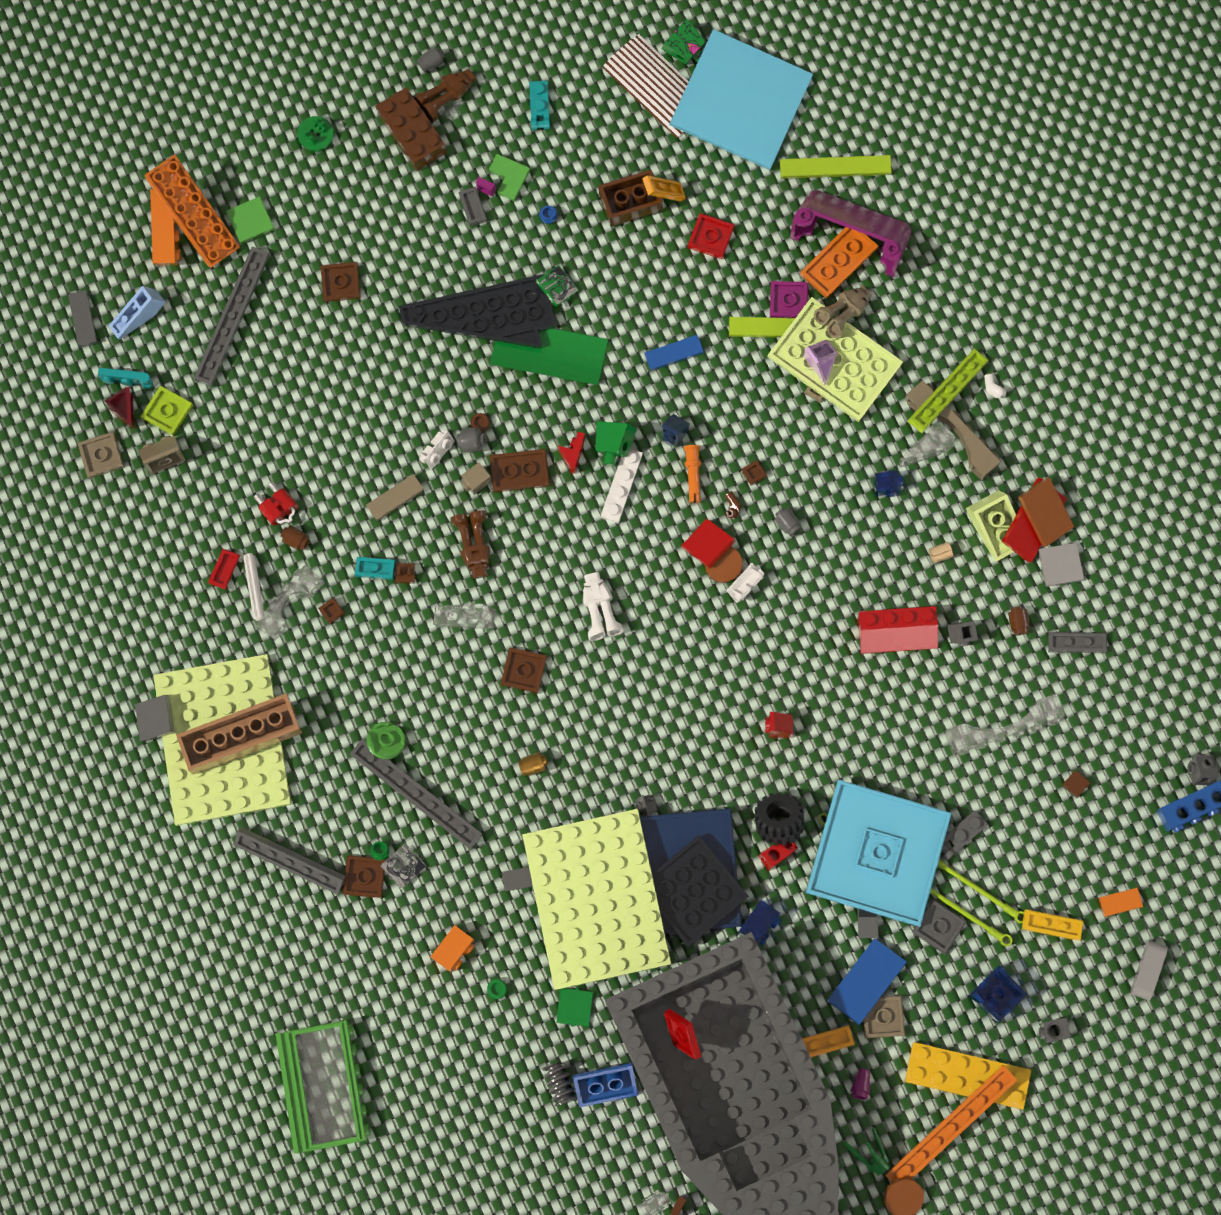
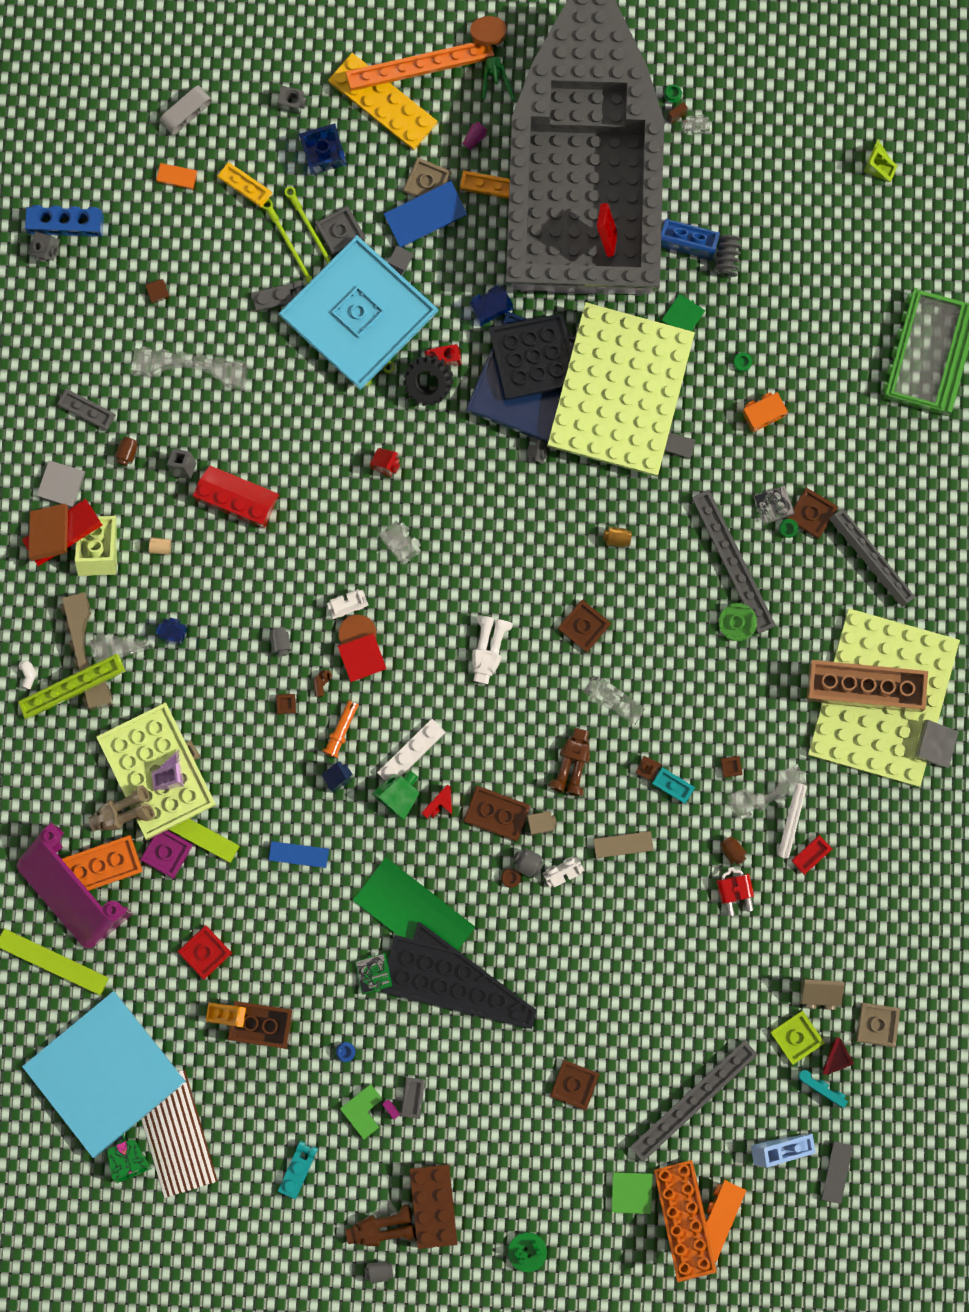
camera: 155 degrees left, 5 degrees up
(728, 661) = (400, 543): none -> clear brick

